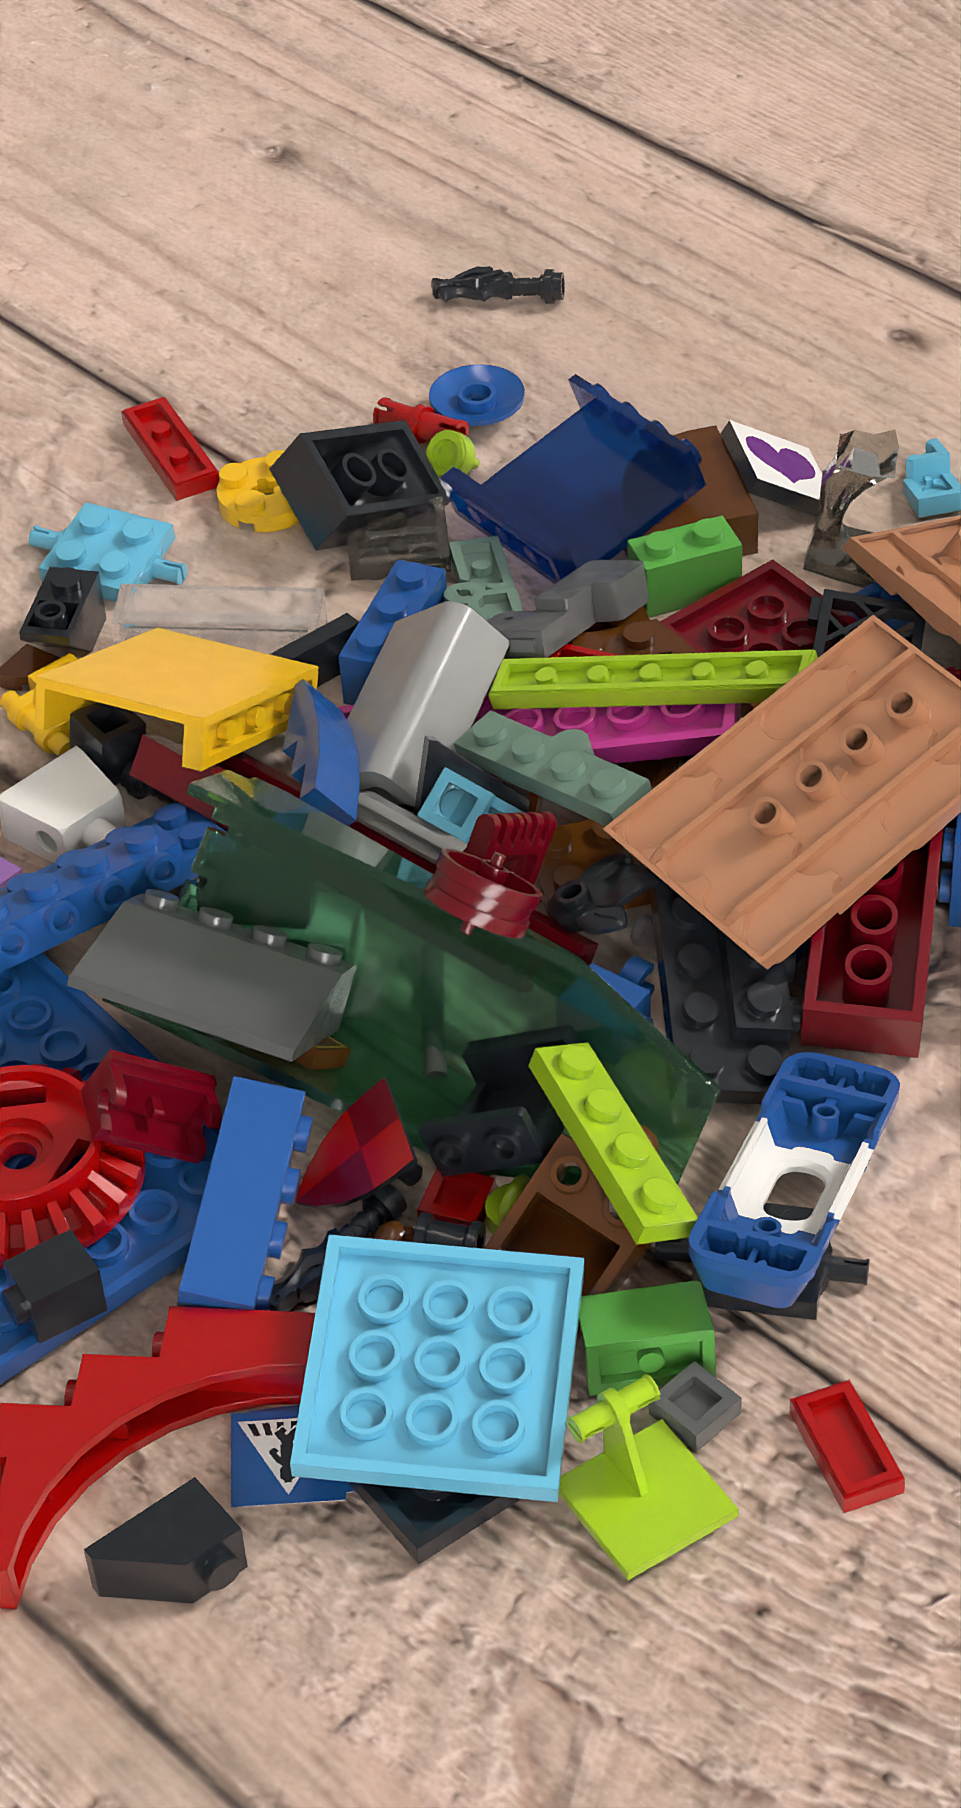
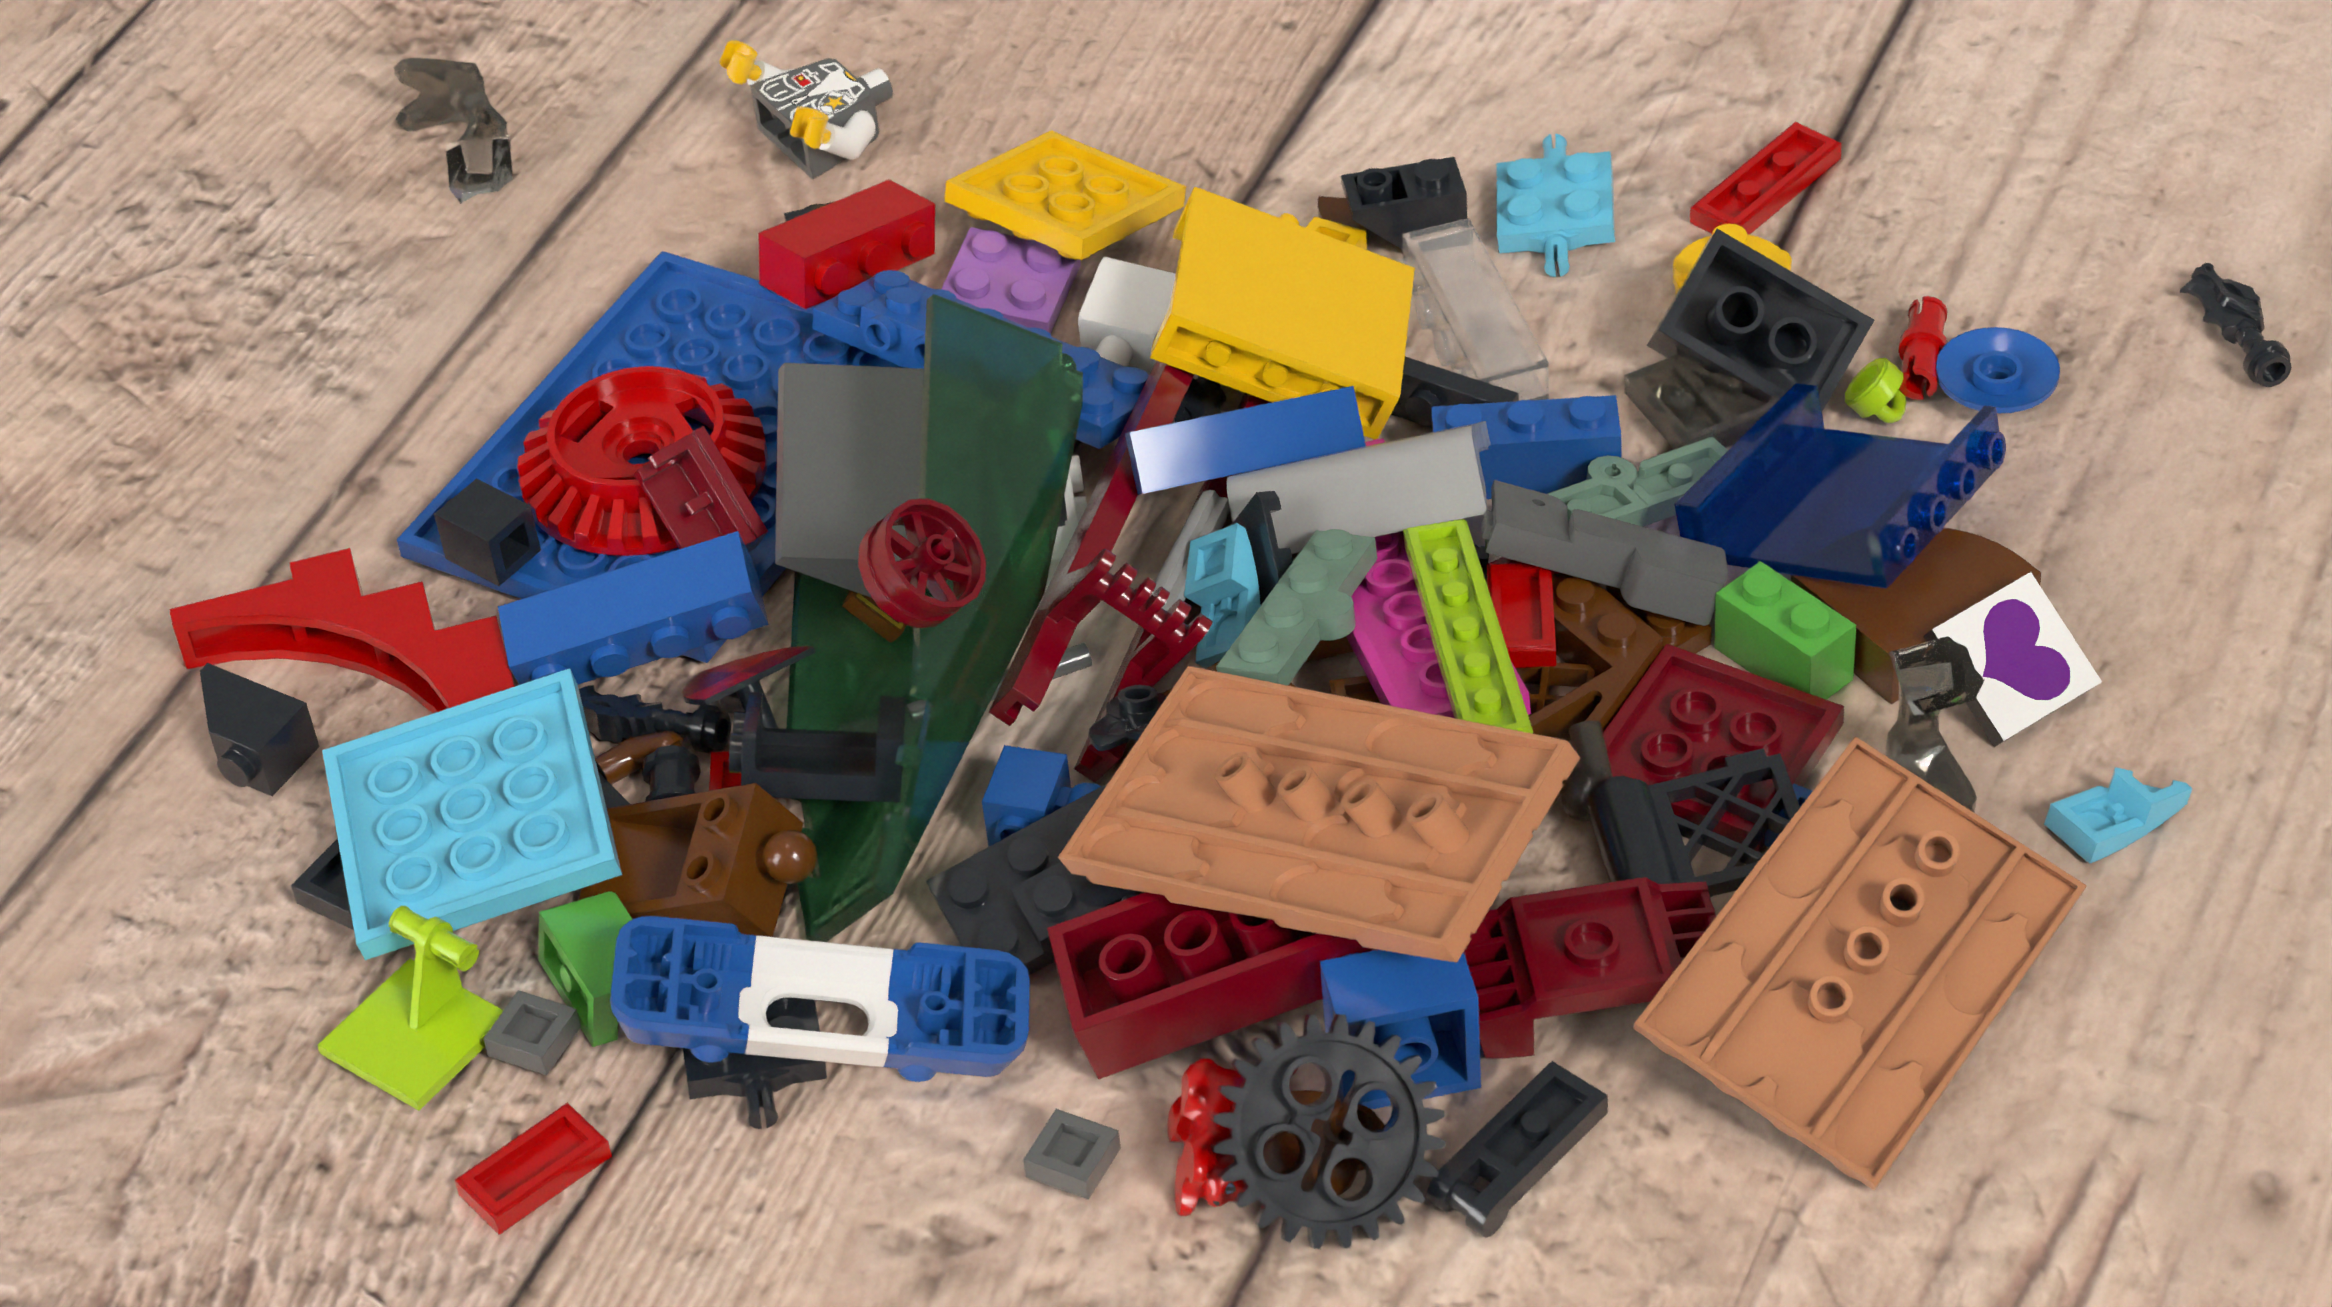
camera: 70 degrees right, 0 degrees up
(613, 1143) = (759, 822): lime plate -> none

